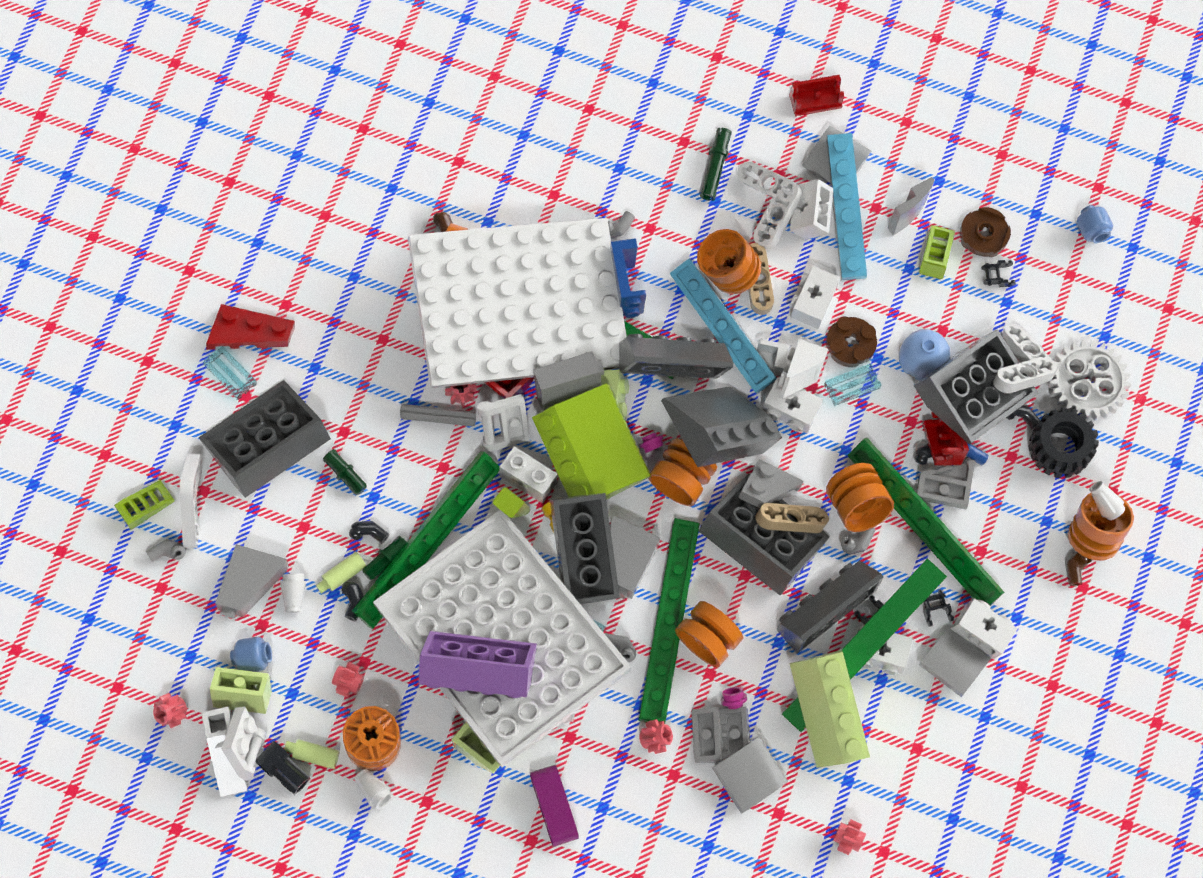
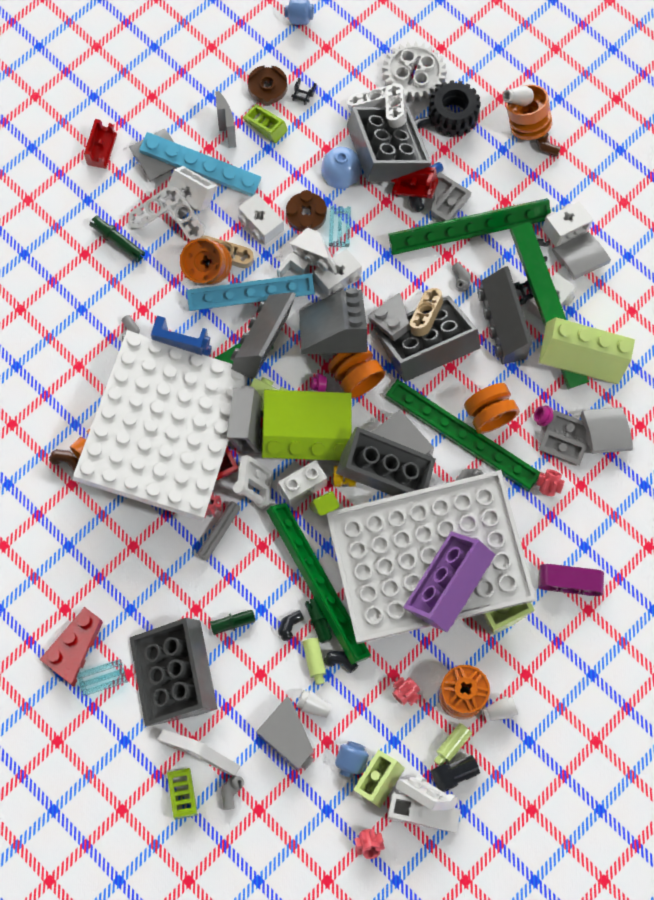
camera: 60 degrees left, 0 degrees up
(859, 497) = (435, 257): orange wheel -> none

